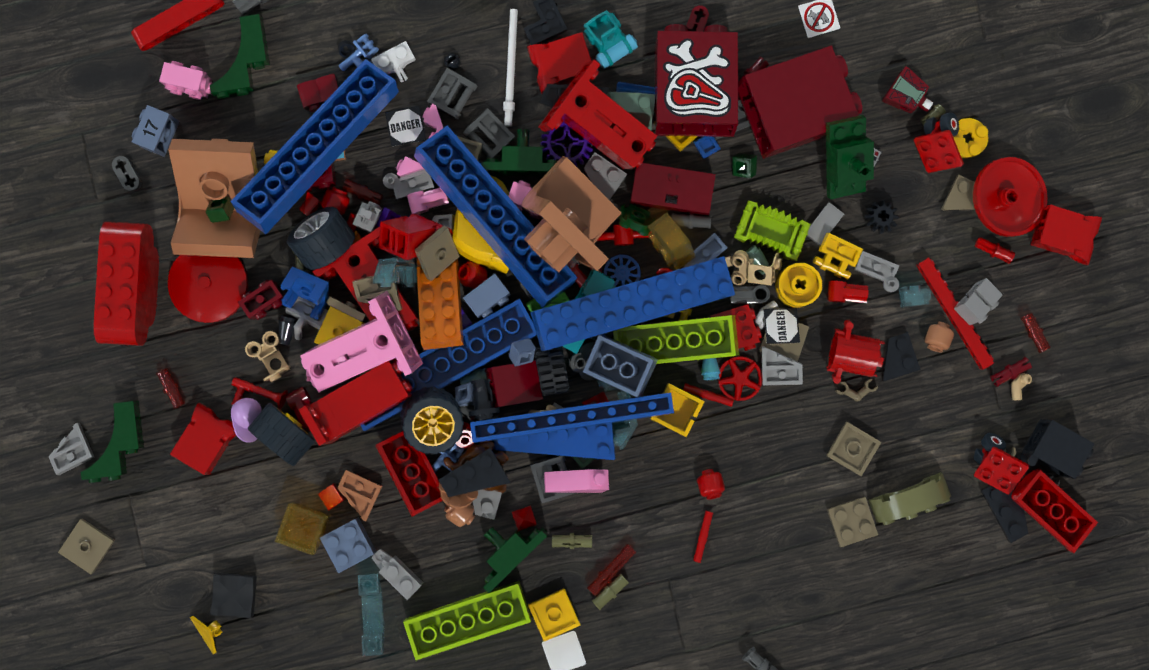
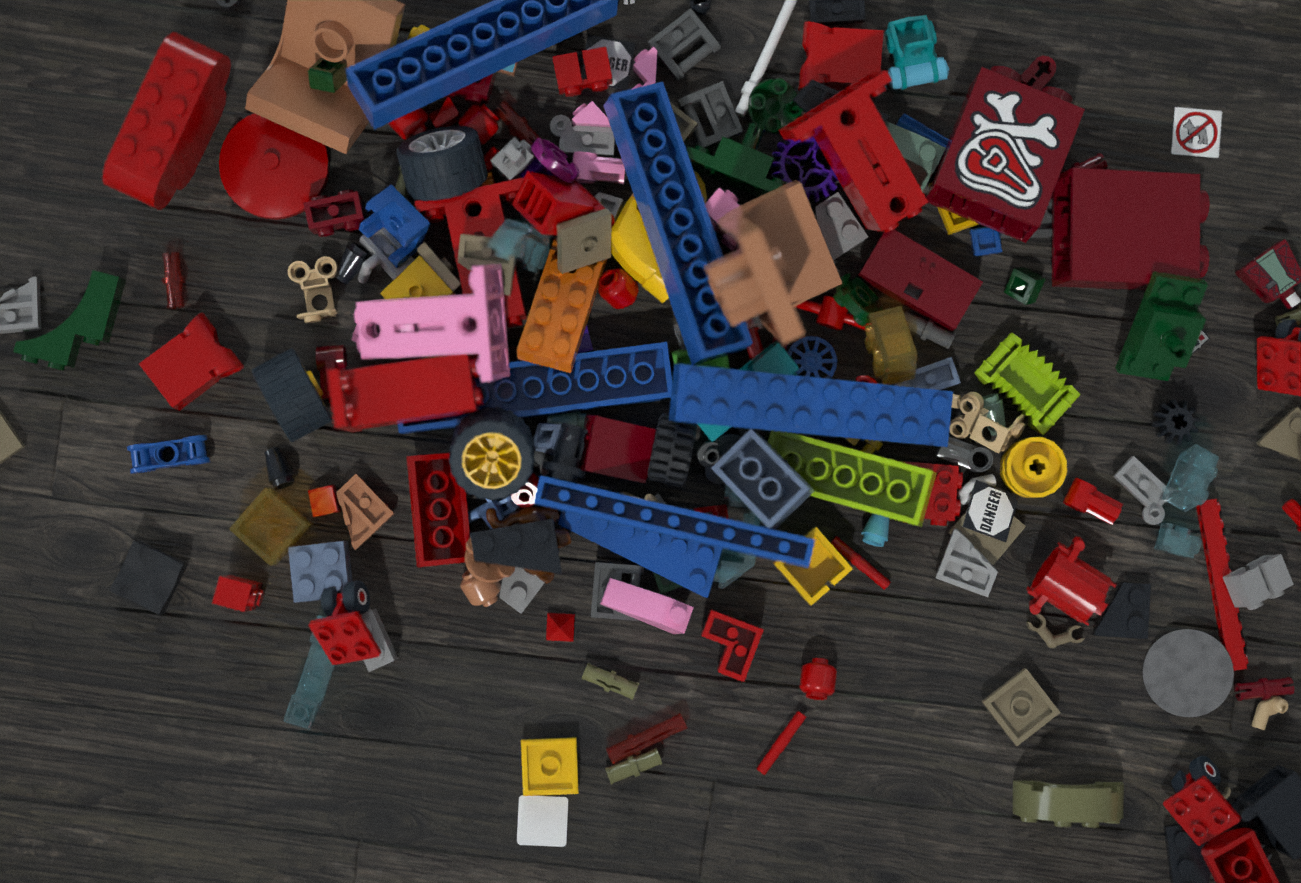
camera: 20 degrees right, 0 degrees up
(208, 633) = (97, 612): yellow piece -> none
(226, 500) = (149, 456): none -> blue piece
(243, 386) = (265, 314): red piece -> none
(243, 414) = (252, 350): lavender cap -> none
(289, 220) = (410, 124): none -> red head
(292, 487) = (279, 471): none -> black cone
(298, 582) = (238, 593): none -> red piece
(379, 580) = (343, 631): none -> red plate
(382, 143) = (596, 68): none -> red piece
(395, 206) = (554, 160): none -> magenta tile
(467, 620) = (435, 729): lime brick -> none
(487, 297) = (626, 323): sand blue brick -> none
(509, 553) = (523, 664): dark green brick -> none
(522, 352) = (642, 412): sand blue slope -> none
(527, 111) = (772, 105): none -> dark green dish
(648, 479) = (740, 642): none -> red brick
(740, 378) = (910, 558): red wheel -> none
(824, 223) = (1098, 401): light grey tile -> none
(841, 250) = (1105, 443): yellow plate -> none
(852, 522) = (981, 800): dark tan plate -> none
(906, 250) = (1191, 478): none -> clear light blue brick
(939, 337) = (1188, 607): nougat head -> none
(956, 381) = (1188, 673): none -> flat silver sticker

